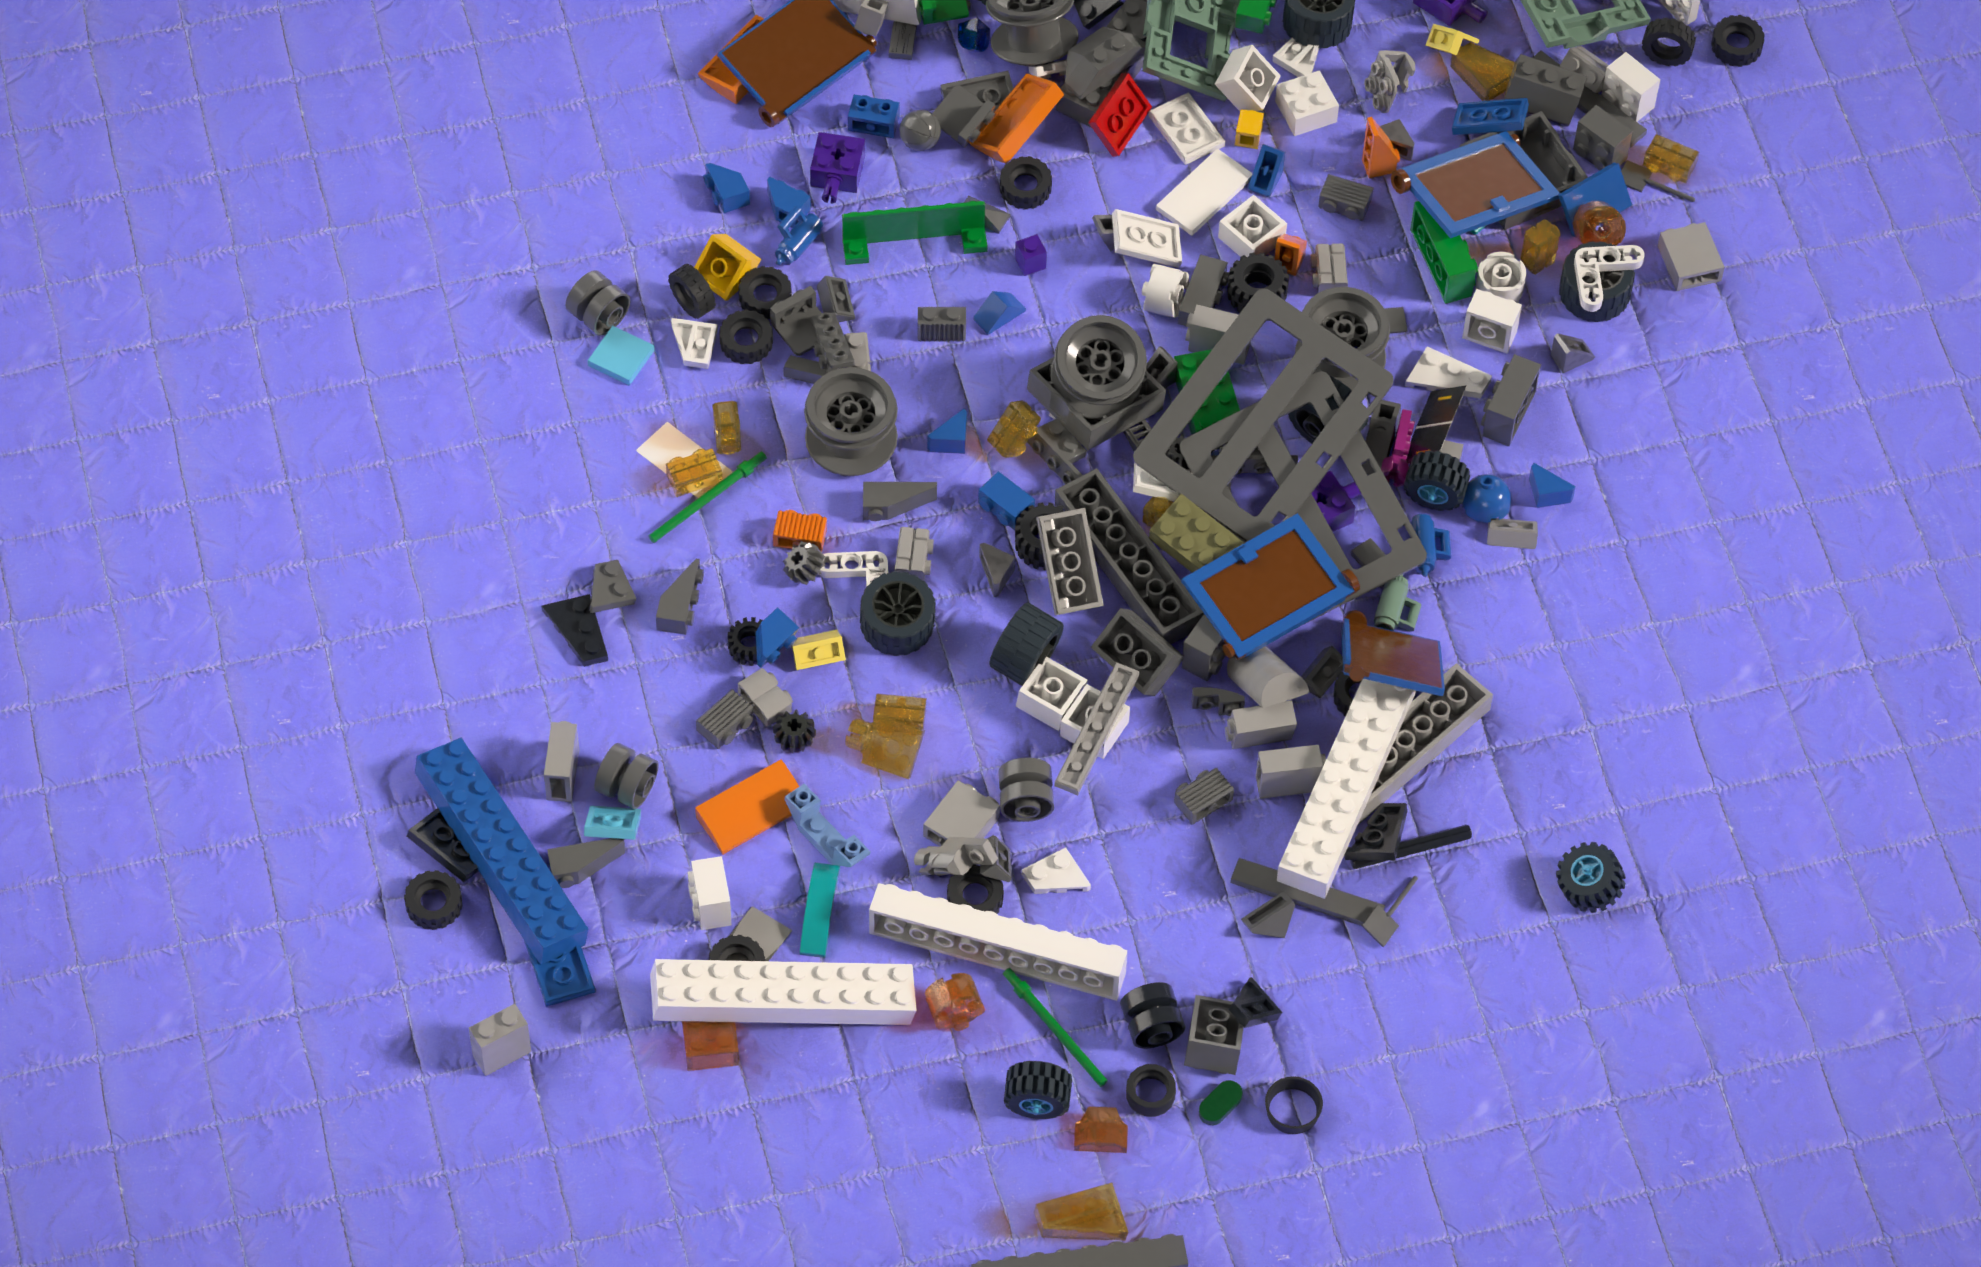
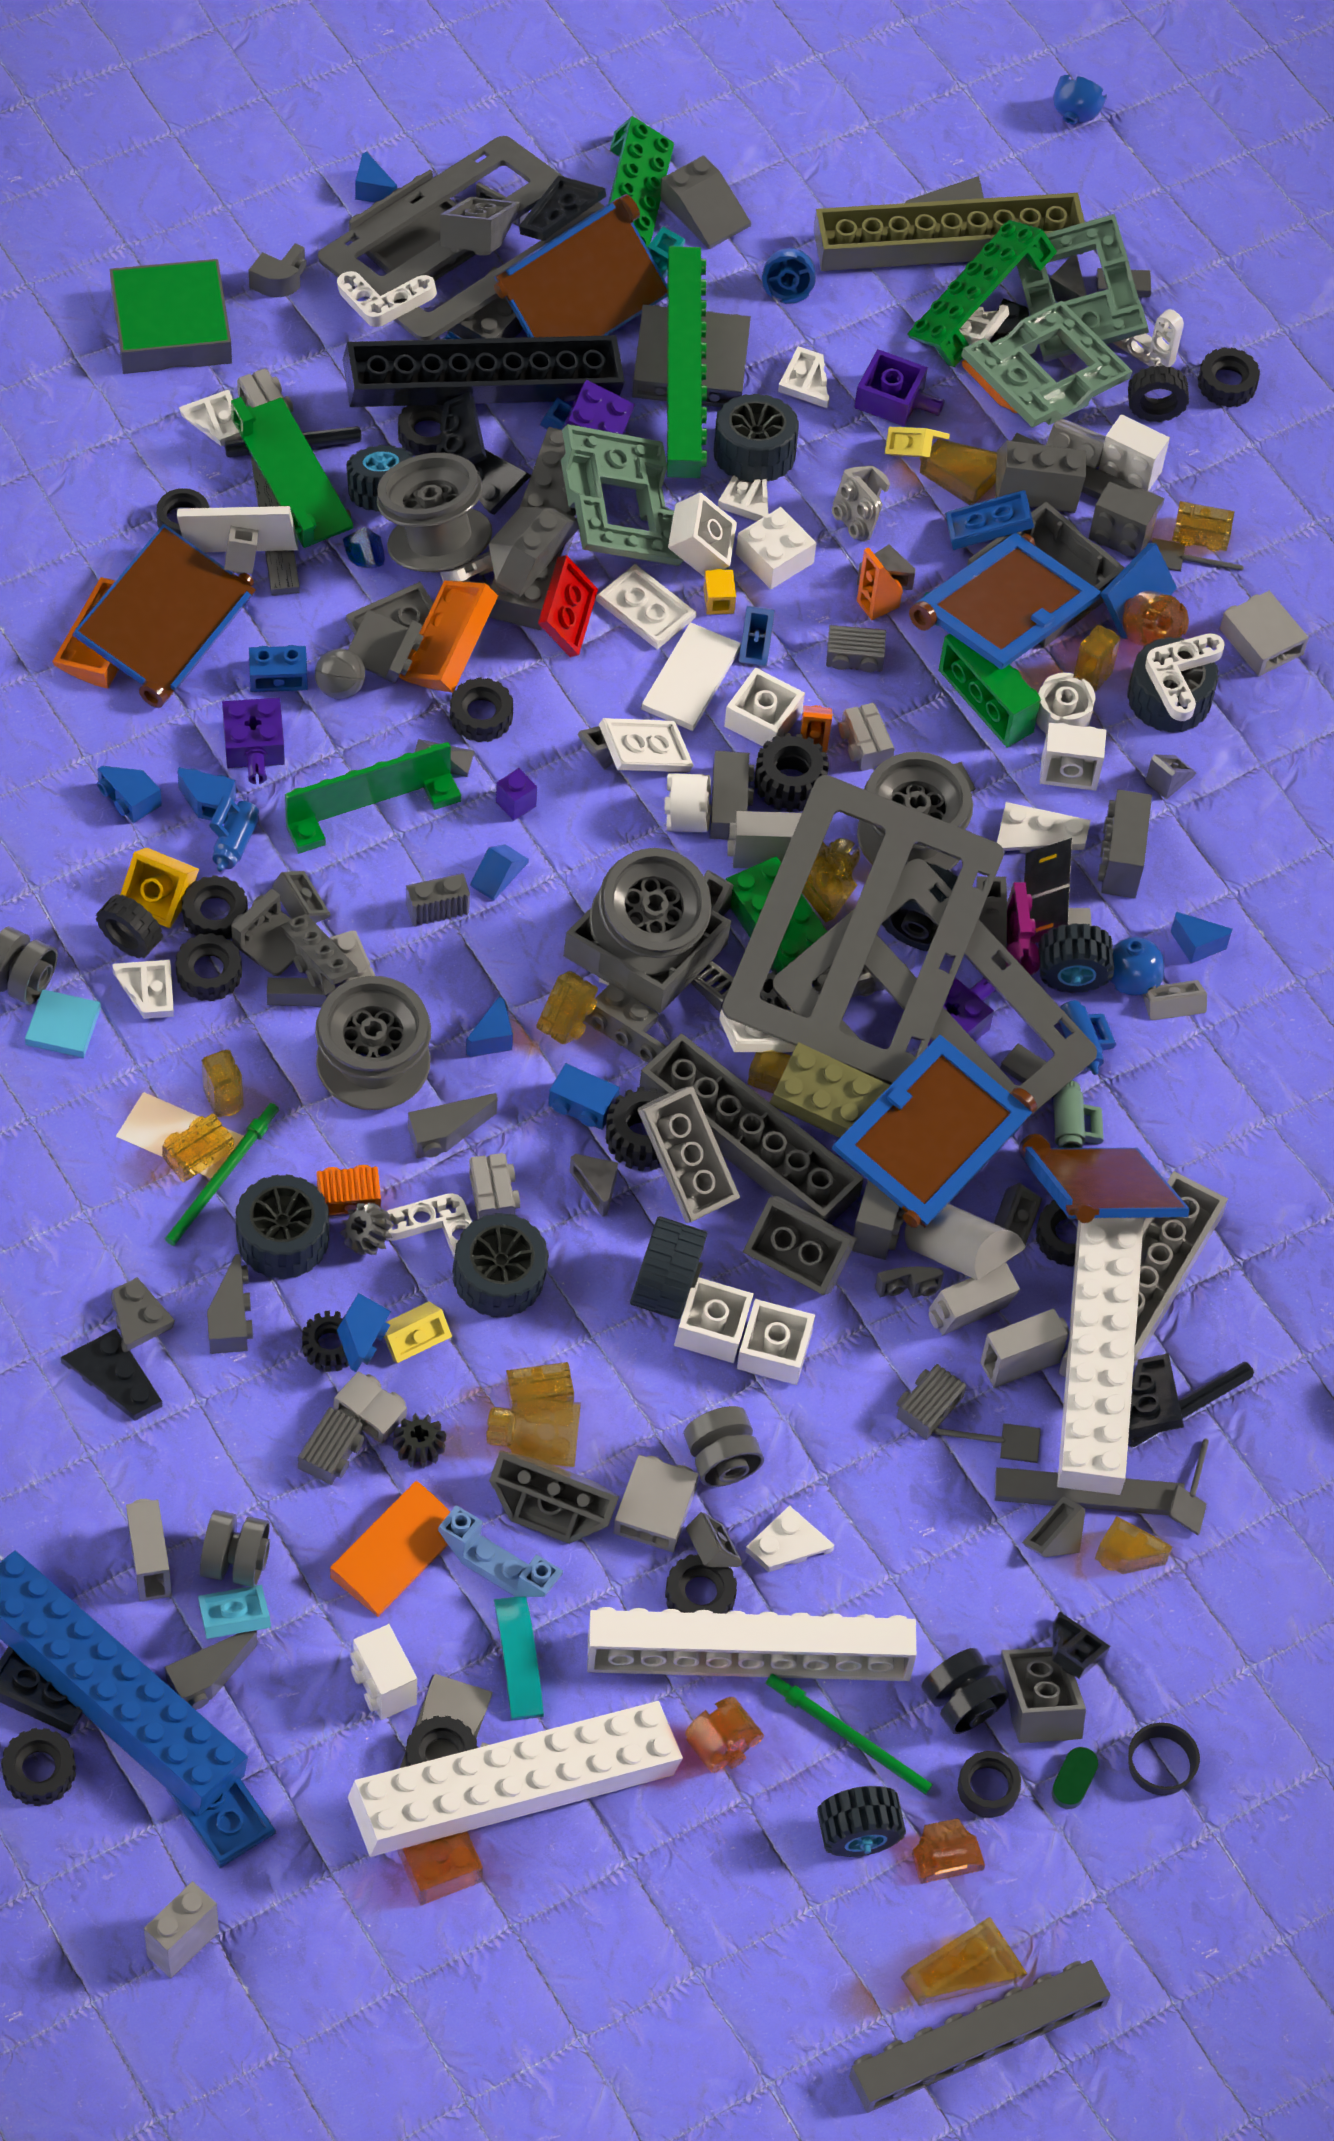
camera: 20 degrees left, 0 degrees up
(739, 546) = (282, 1226): none -> black wheel
(879, 796) = (551, 1498): none -> dark grey wedge
(955, 856) = (667, 1551): light grey plate -> none
(1096, 728) = (786, 1352): light grey tile -> none
(1256, 371) = (831, 878): none -> clear yellow plate
(1263, 843) = (1017, 1441): none -> dark grey piece
(1323, 943) = (1131, 1549): none -> clear yellow slope

